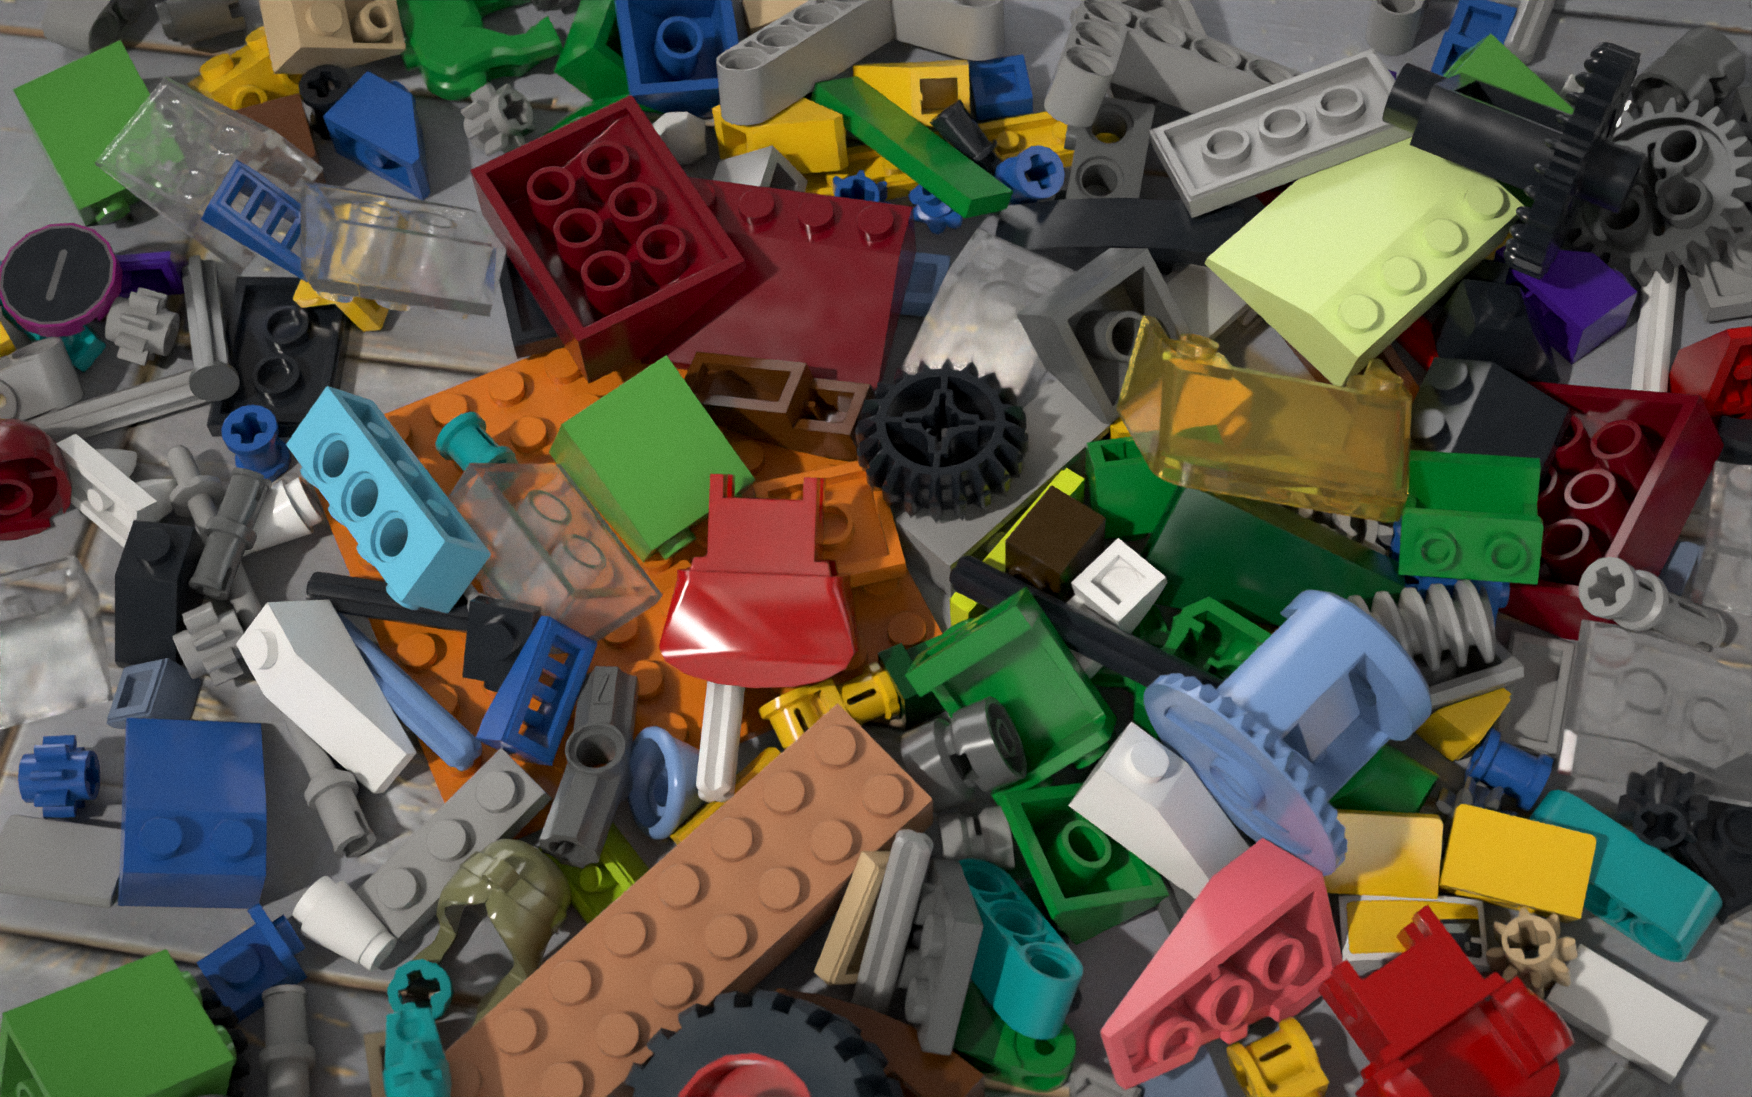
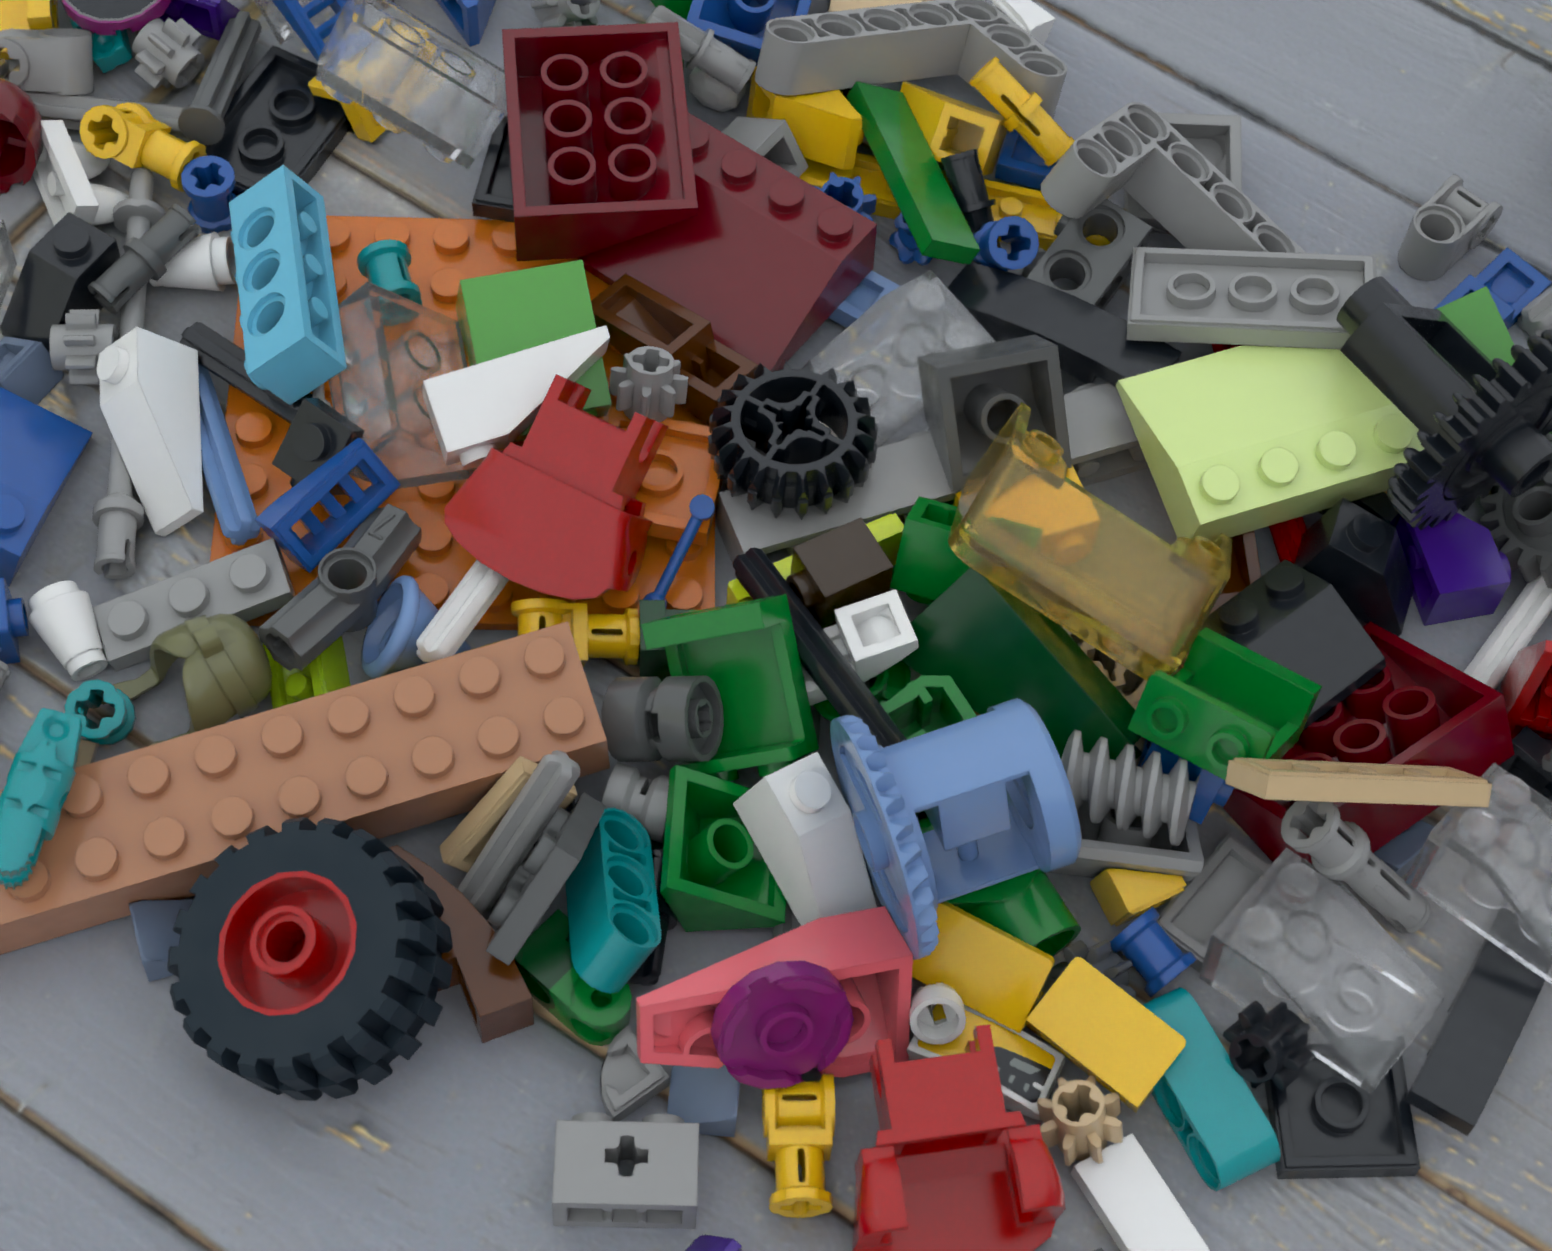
camera: 15 degrees right, 0 degrees up
(165, 423) = (137, 140): none -> yellow connector
(651, 526) = (501, 397): none -> white slope
(667, 112) = (706, 52): none -> light grey axle
(781, 447) = (648, 383): none -> light grey gear
(891, 542) = (702, 509): none -> blue hinge
(948, 31) = (1021, 111): none -> yellow pin
(1235, 992) = (781, 1024): none -> magenta tile
(1368, 928) = (922, 1018): none -> white hinge
(1629, 532) = (1357, 782): none -> tan tile

